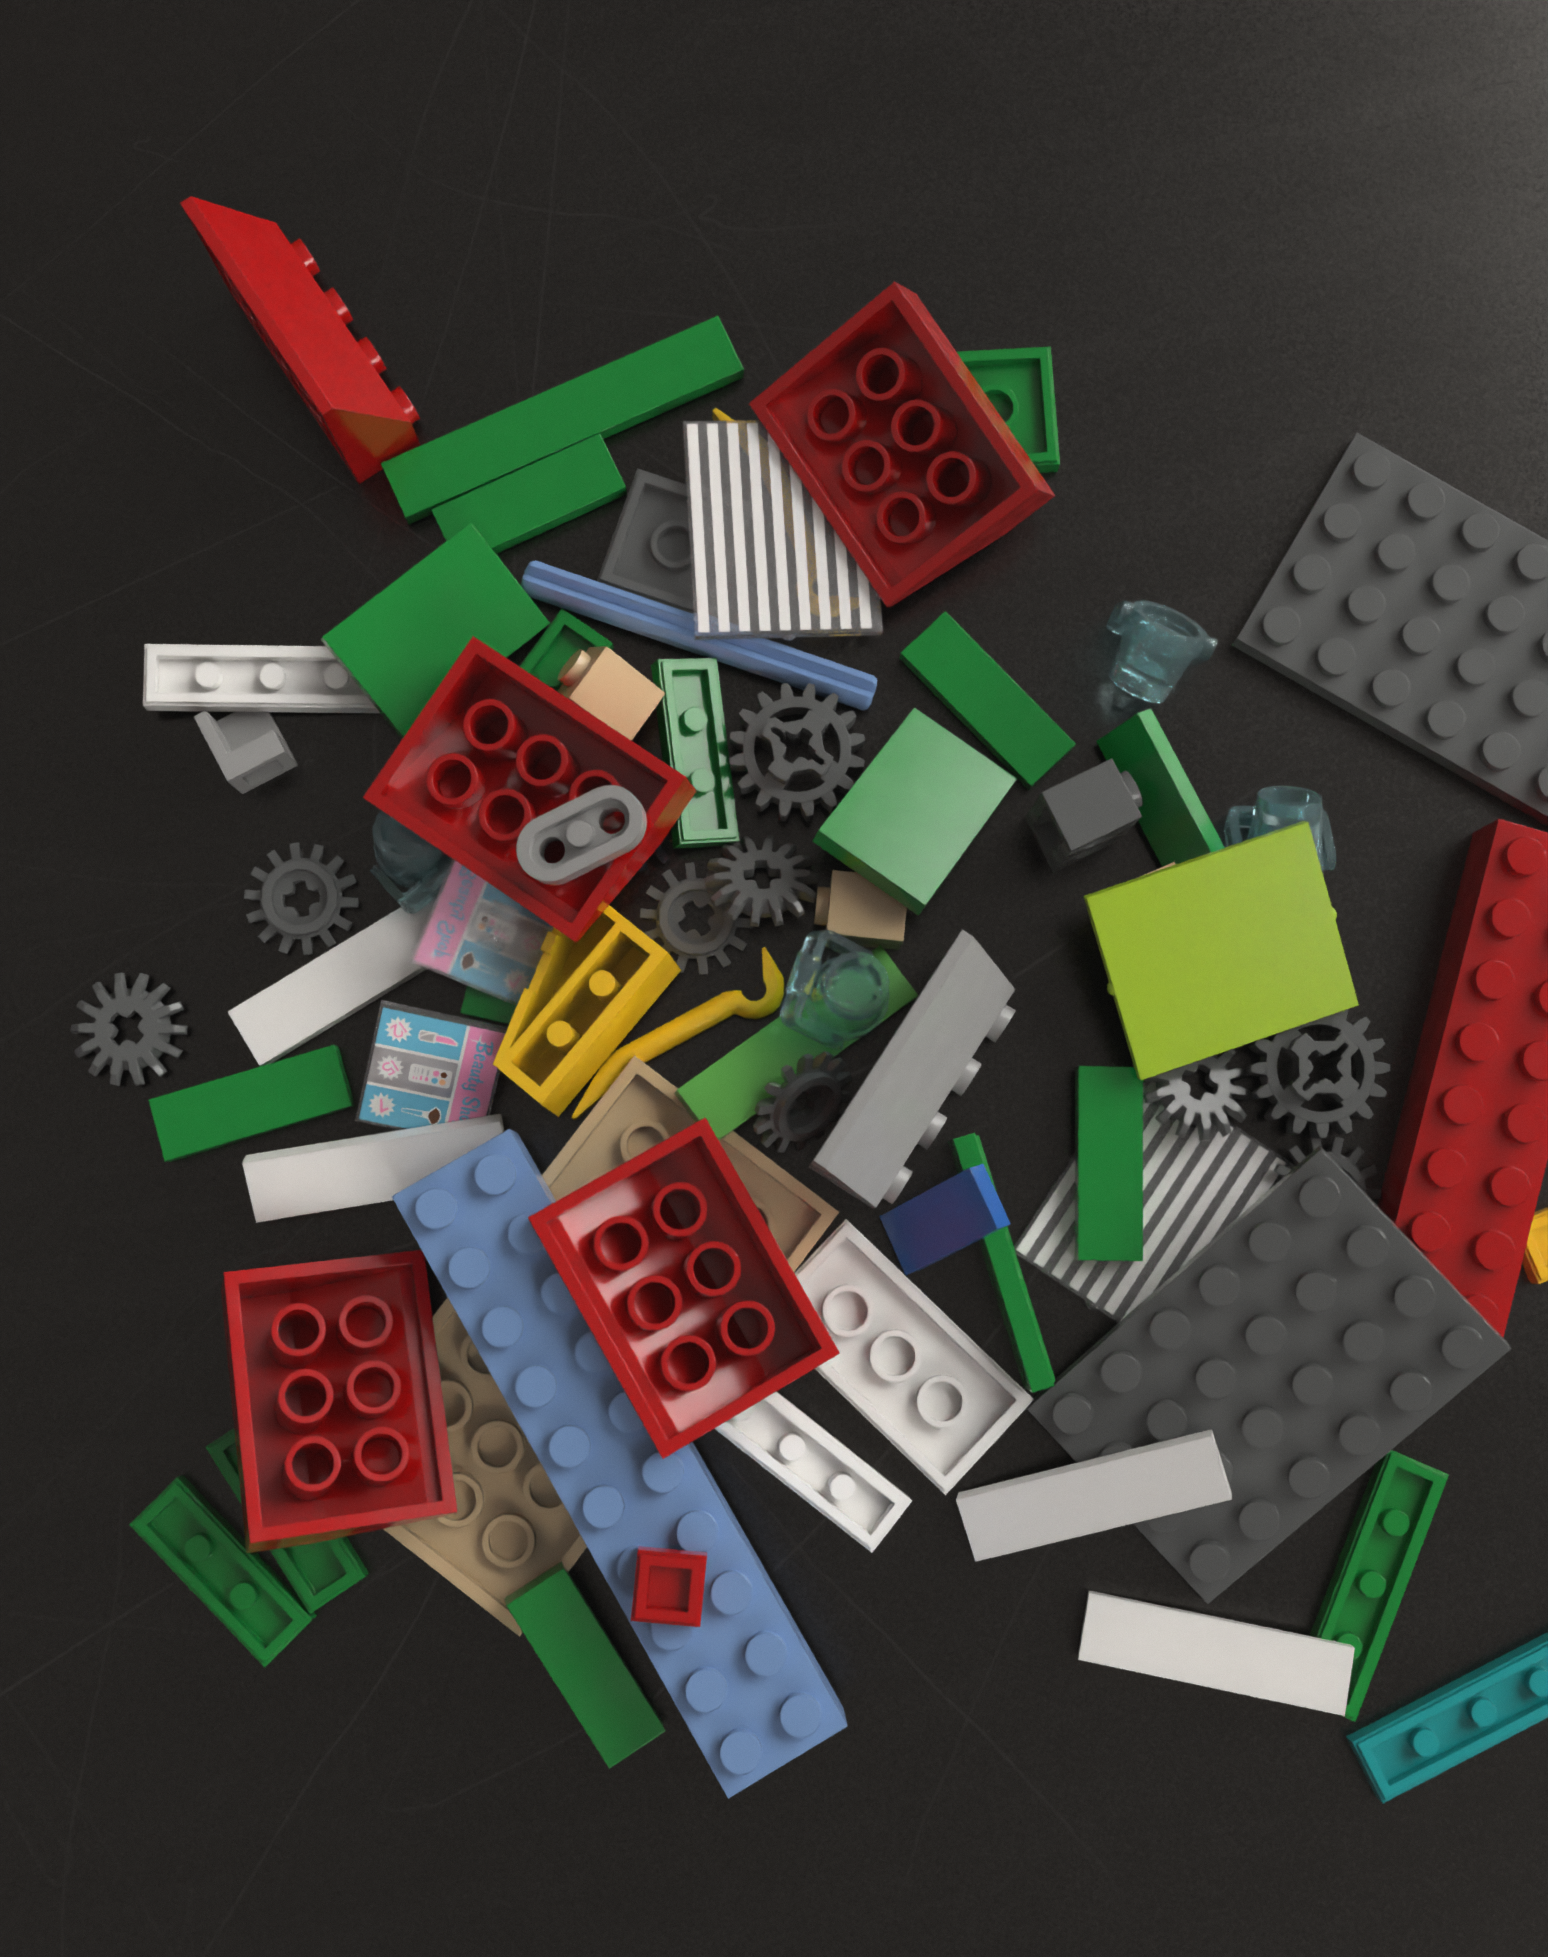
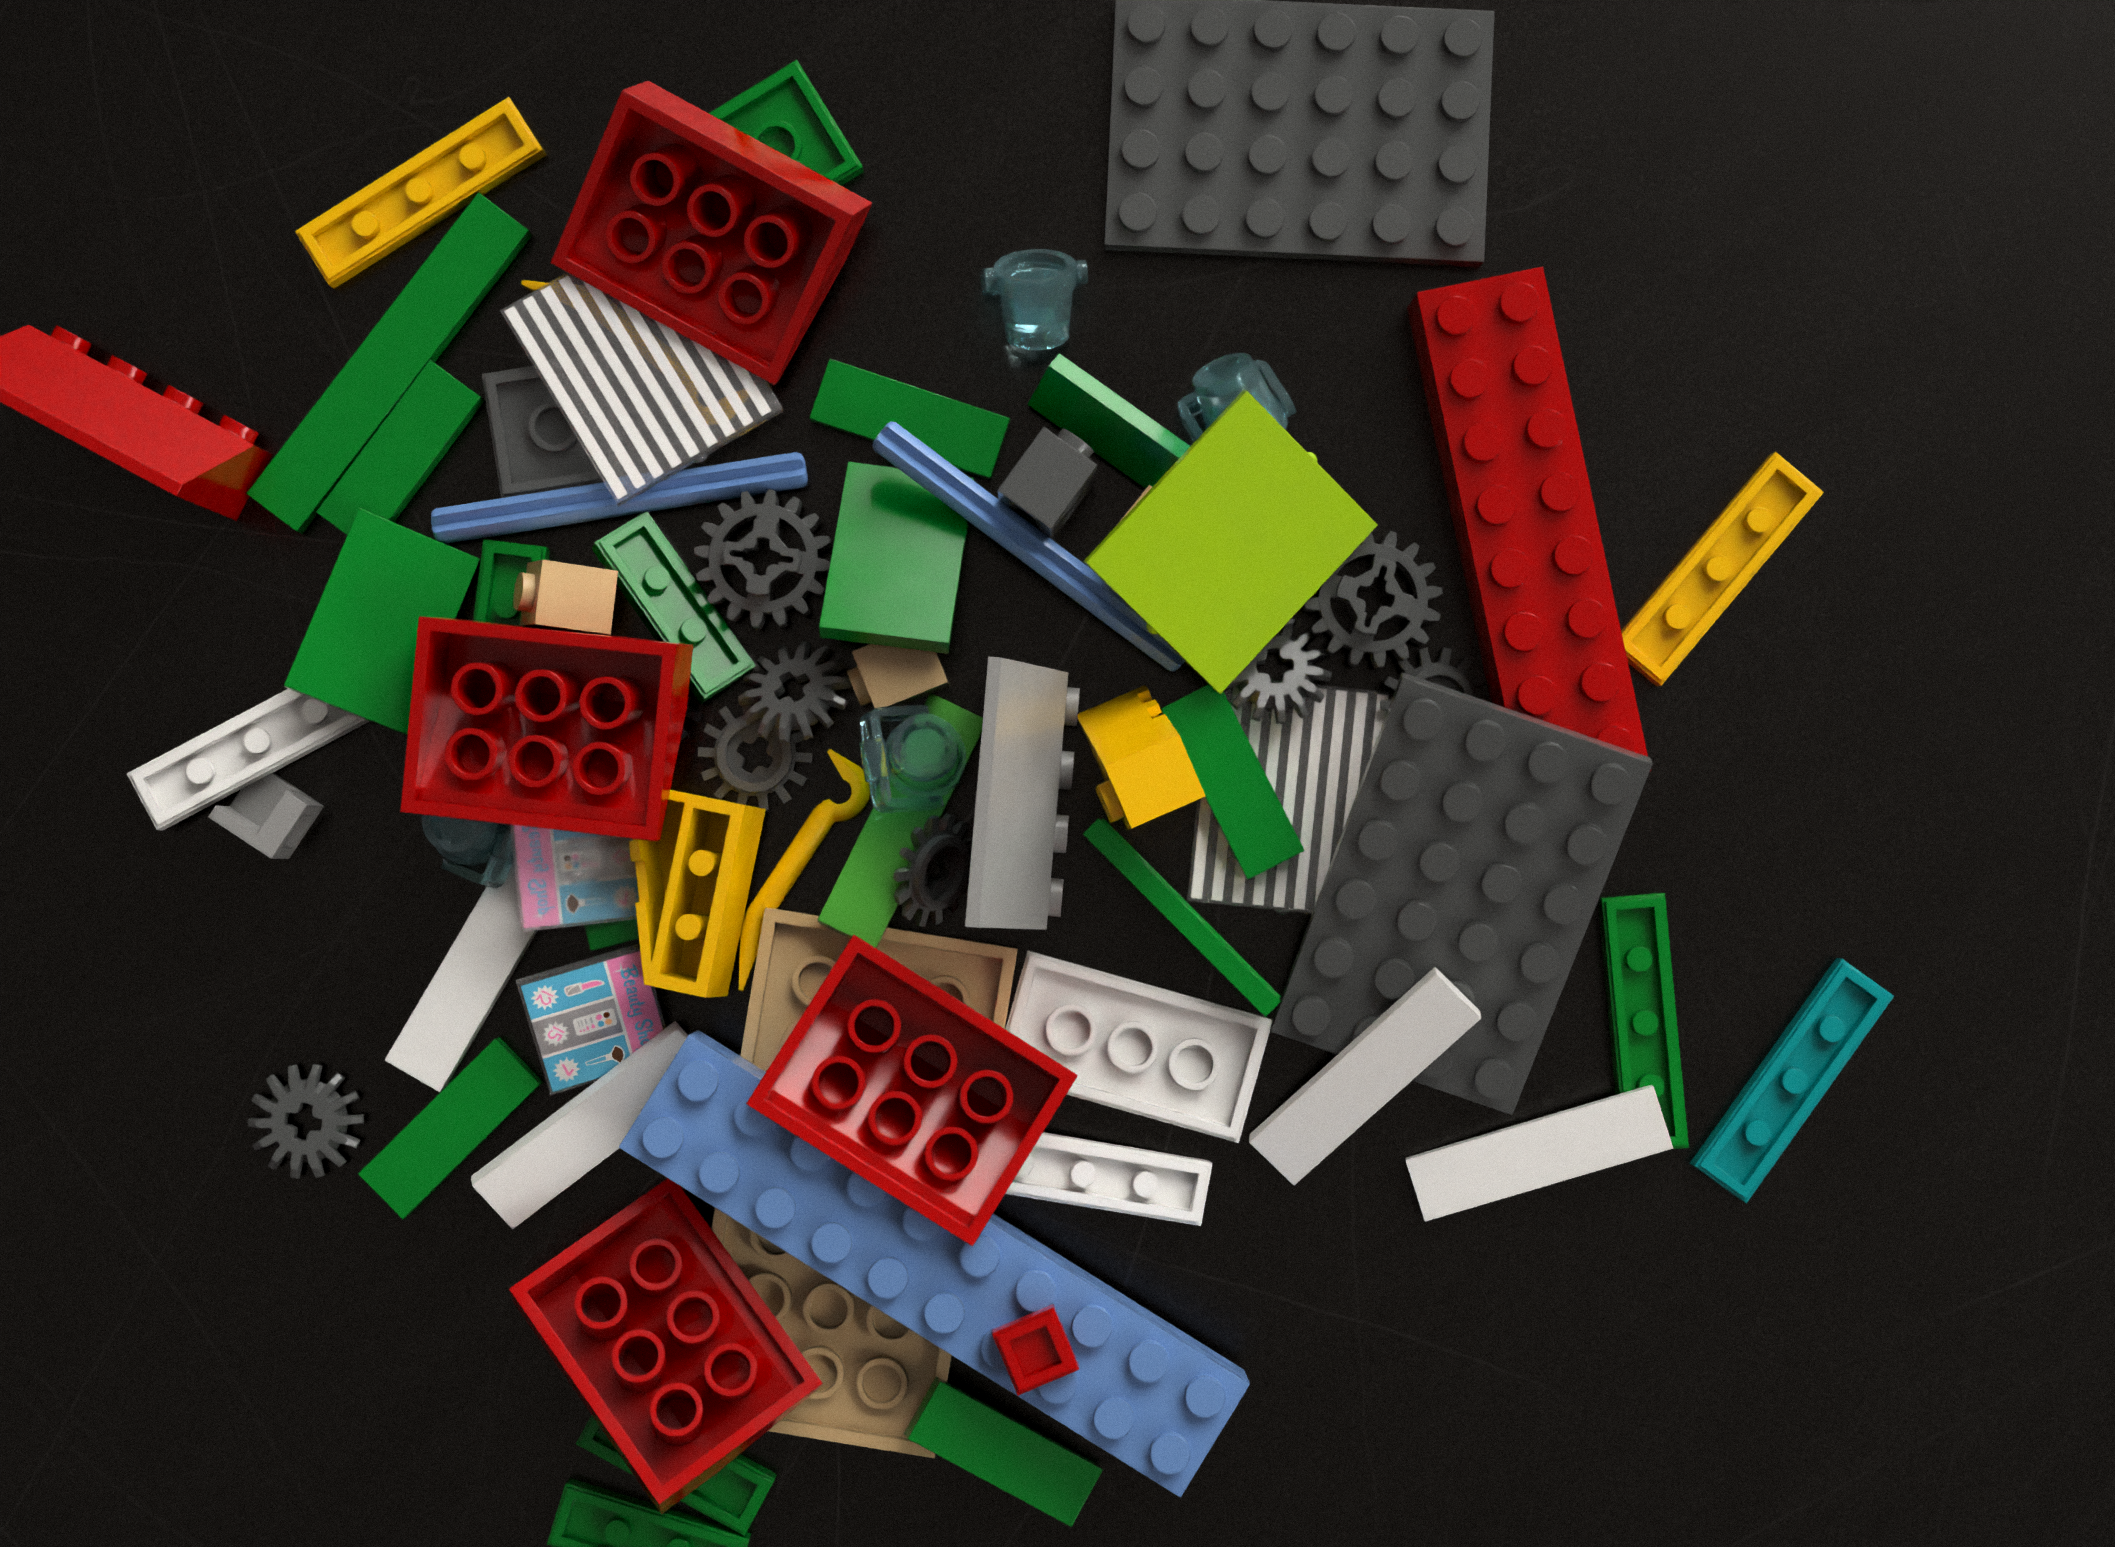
camera: 25 degrees left, 5 degrees up
(281, 884) = (369, 919): dark grey gear -> none
(582, 832) = (613, 744): light grey plate -> none
(667, 292) = (420, 193): none -> yellow tile
(945, 1219) = (1112, 907): blue tile -> none
(1035, 858) = (1019, 539): none -> medium blue axle
(1040, 1103) = (1139, 759): none -> yellow wedge

